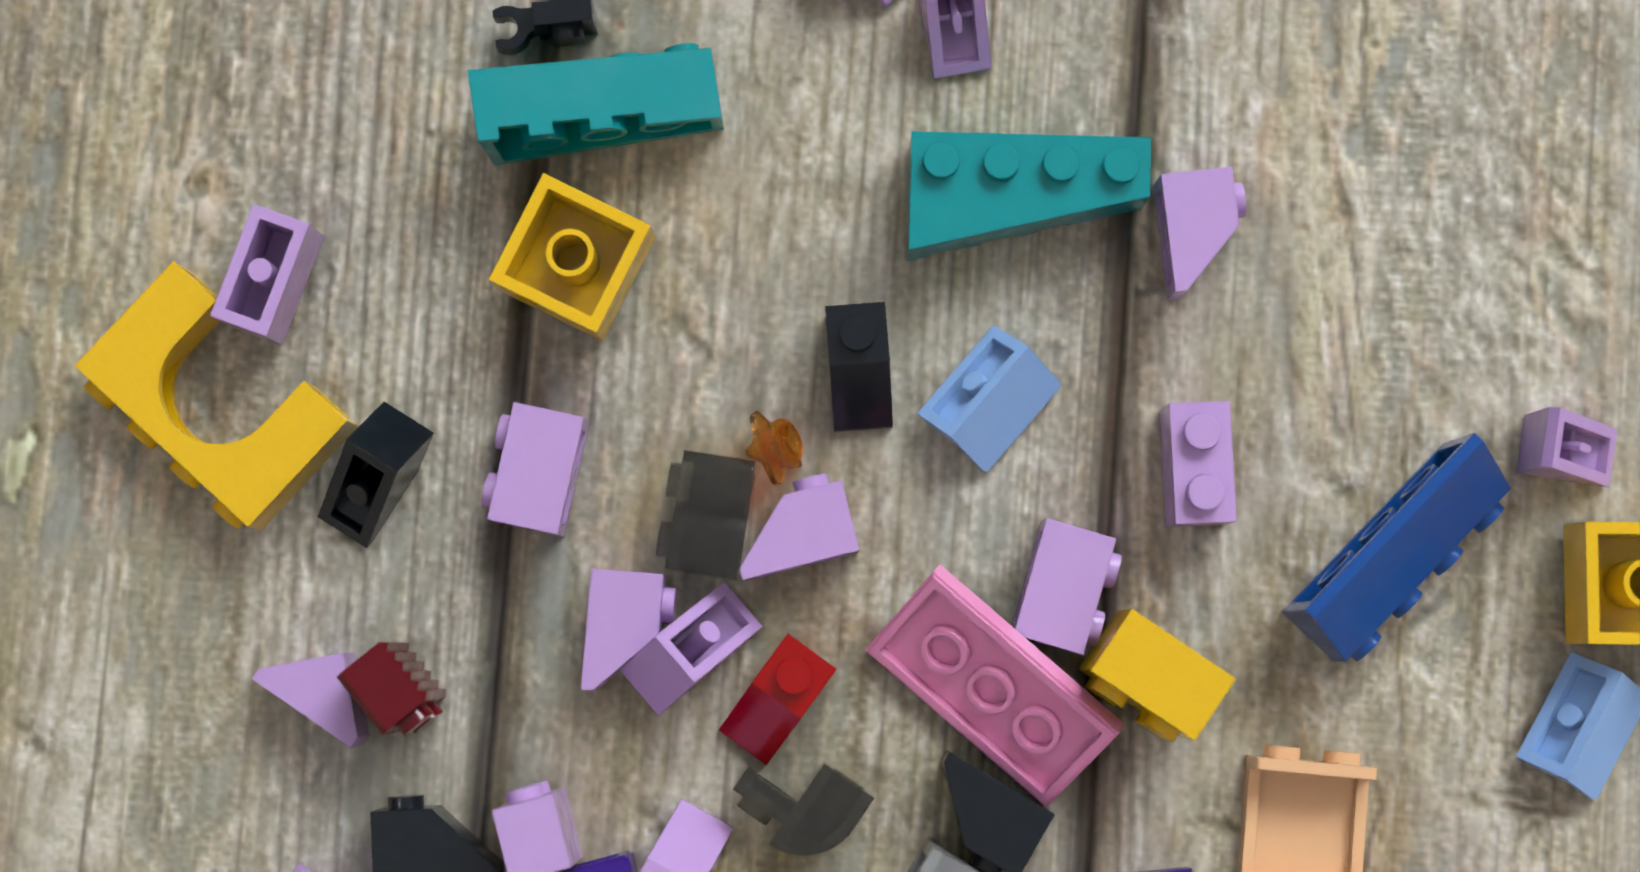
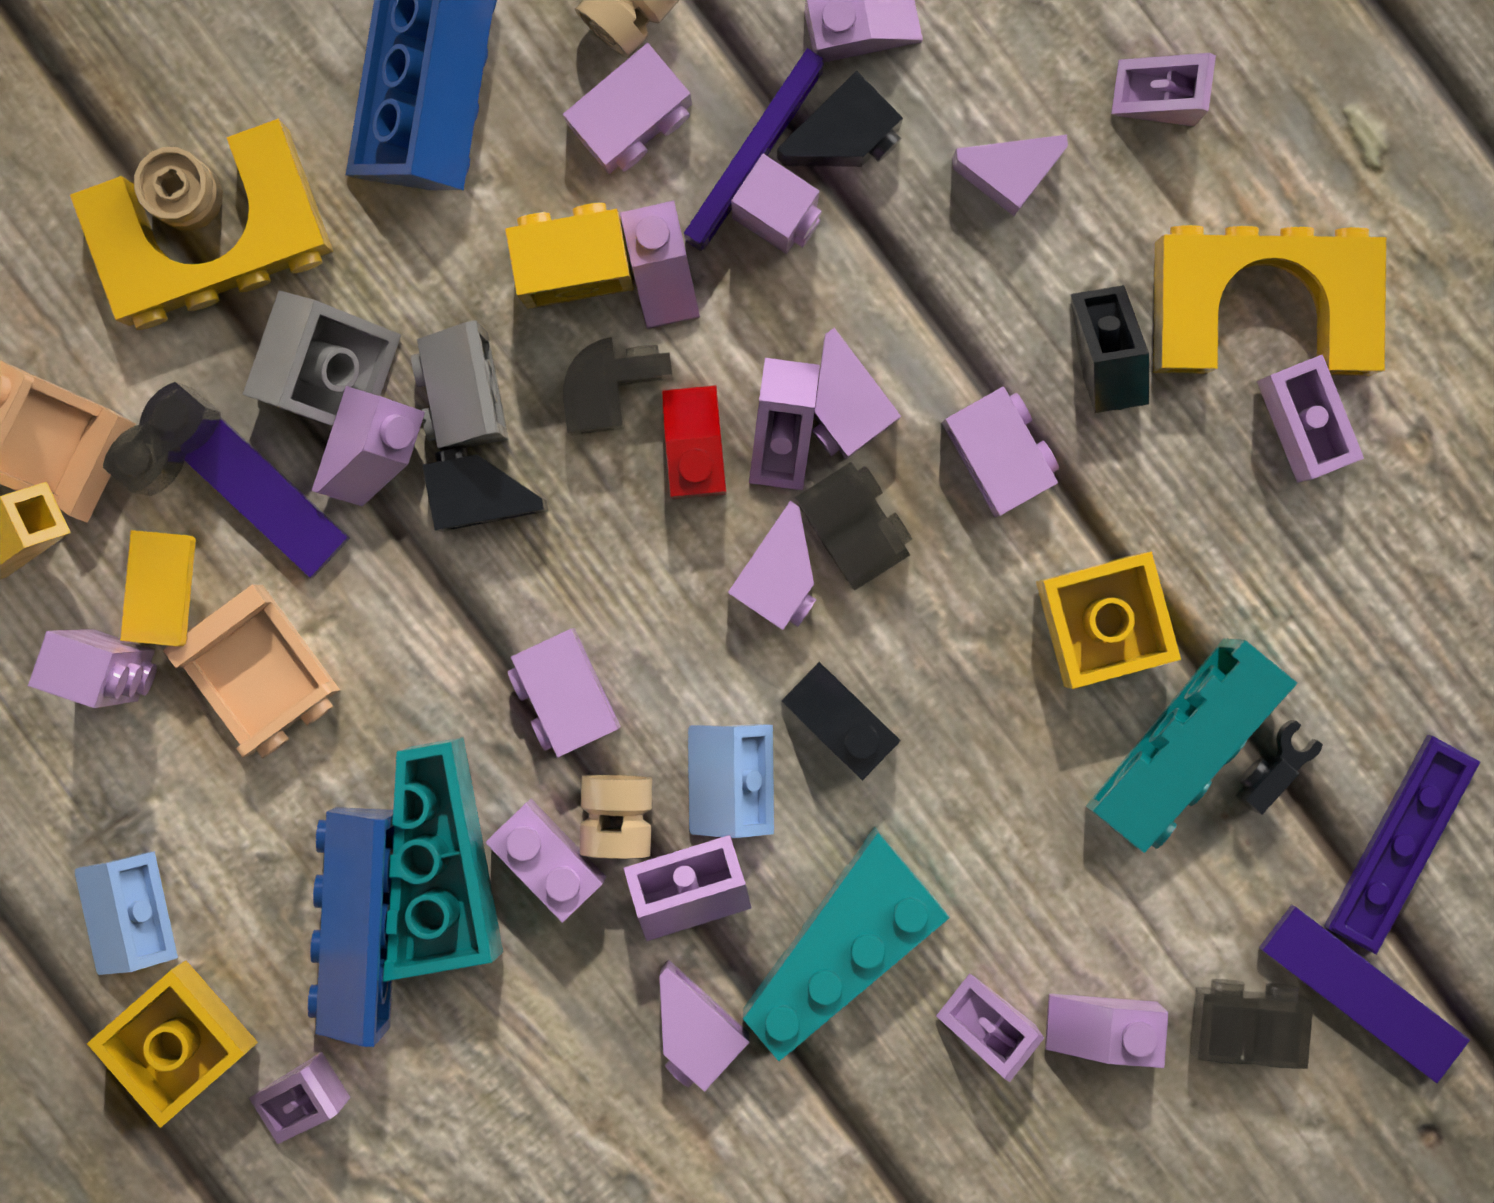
camera: 135 degrees right, 5 degrees up
(139, 646) = (1164, 88): none -> lavender slope
(393, 688) = (962, 214): dark red brick -> none
(775, 446) = (850, 613): clear orange plate -> none
(994, 686) = (553, 581): bright pink tile -> none
(1098, 467) = (615, 796): none -> tan wheel
(1102, 340) = (687, 888): none -> lavender brick
(1156, 676) = (448, 687): yellow brick -> none
(1293, 533) = (439, 869): none -> teal wedge

